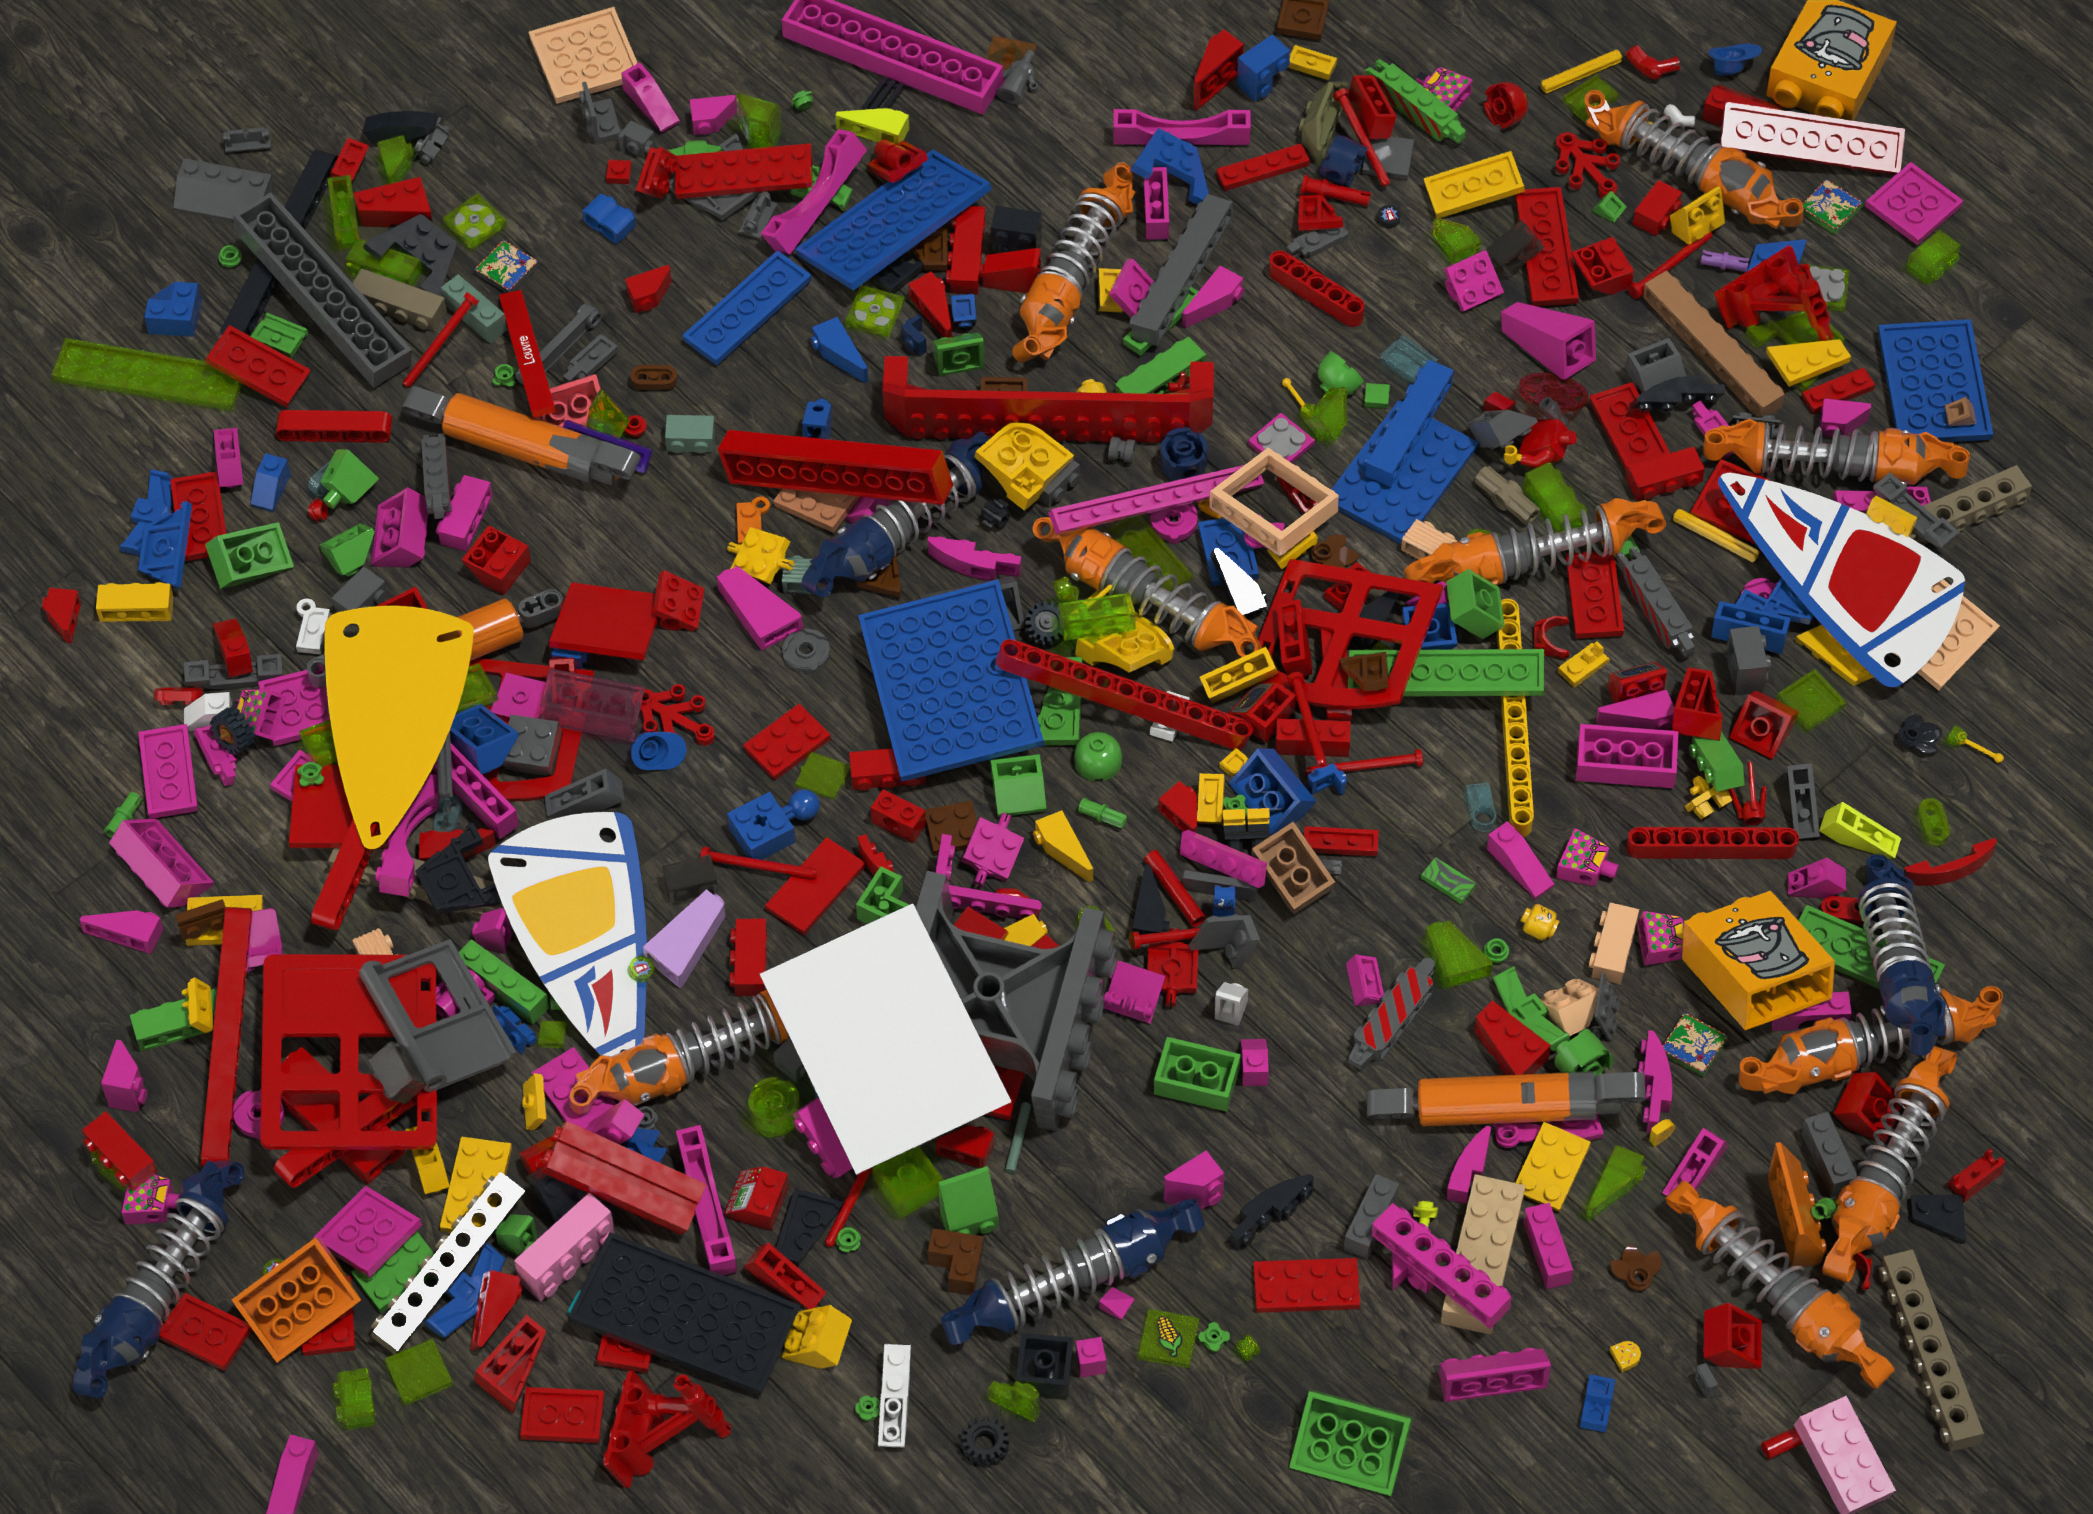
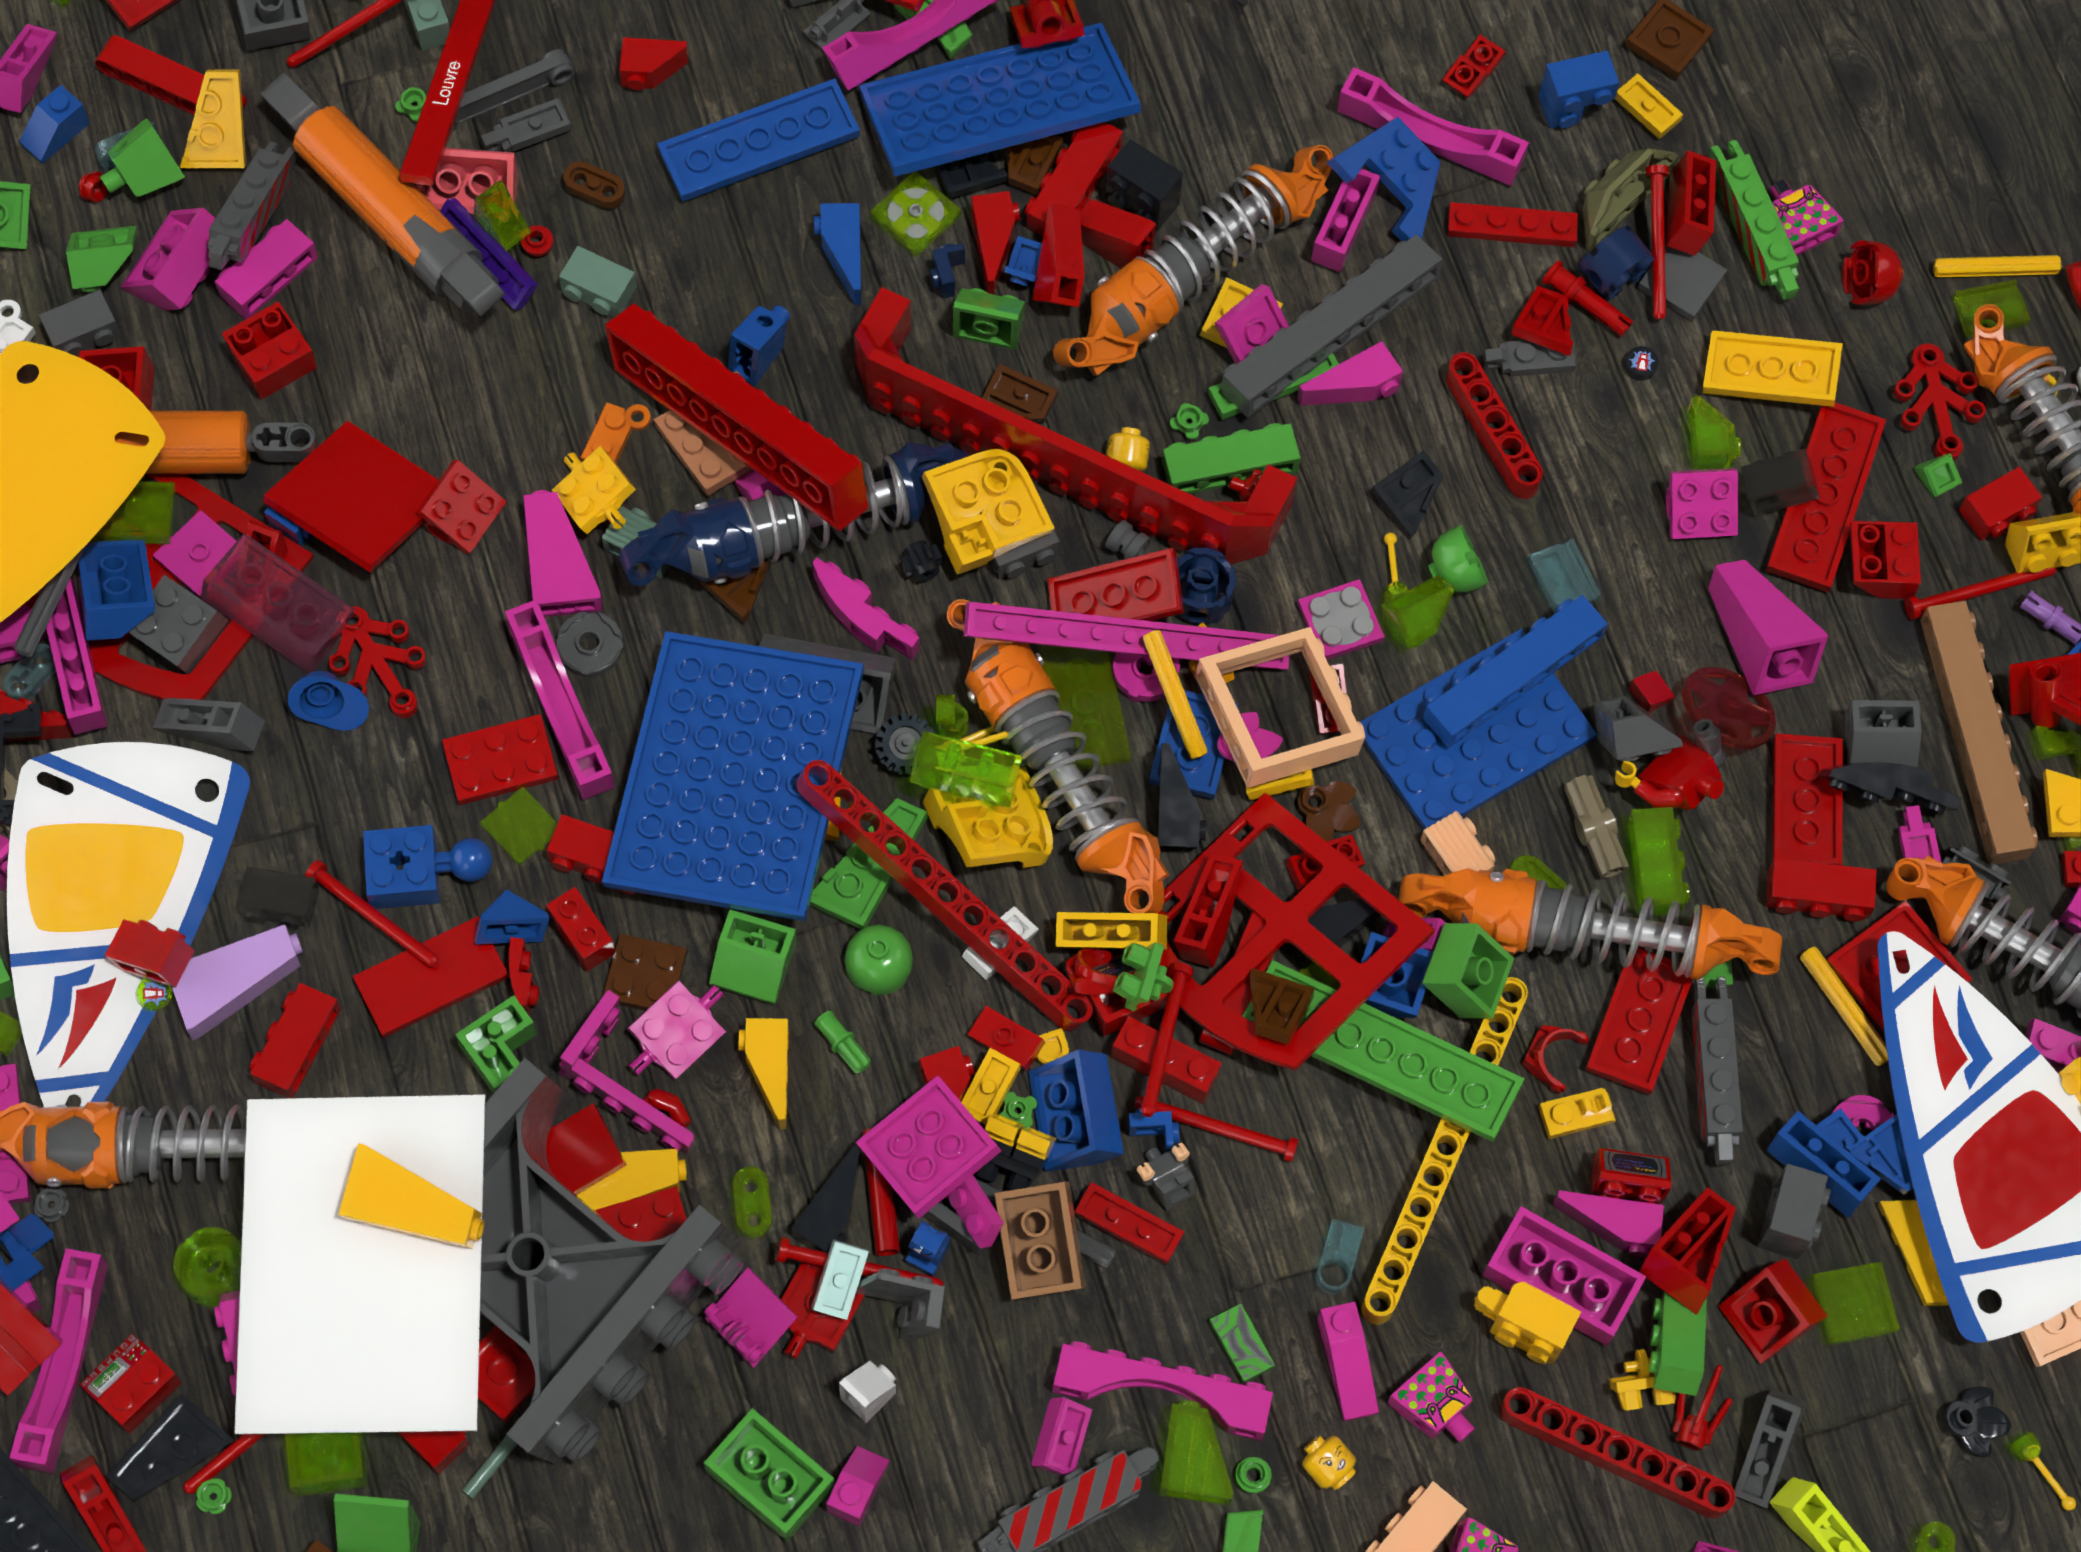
camera: 20 degrees right, 10 degrees up
(384, 436) = (218, 124): none -> yellow wing
(629, 939) = (150, 952): none -> red brick
(837, 711) = (559, 700): none -> dark pink arch
(850, 826) = (510, 918): none -> blue slope
(899, 984) = (401, 1201): none -> yellow slope
(989, 300) = (1061, 258): none -> red slope
(1120, 358) = (1193, 413): none -> bright green plate
(1144, 468) = (1130, 588): none -> red tile
(1180, 942) = (840, 1279): none -> light aqua plate
(1184, 83) = (1474, 67): none -> red slope
(1194, 511) = (1175, 694): none -> yellow axle
(1194, 764) = (1006, 1037): none -> red plate
(1194, 842) = (928, 1146): none -> dark pink plate
(1217, 67) = (1516, 63): red slope -> none
(1239, 704) = (1084, 978): none -> red helmet
(1278, 687) = (1148, 978): none -> bright green hips
(1284, 349) = (1409, 492): none -> black wing
(1351, 803) = (1168, 1175): none -> dark grey piece
(1364, 934) = (1089, 1373): none -> dark pink arch
(1377, 395) = (1498, 609): bright green tile -> none
(1619, 788) = (1528, 1320): none -> yellow hinge

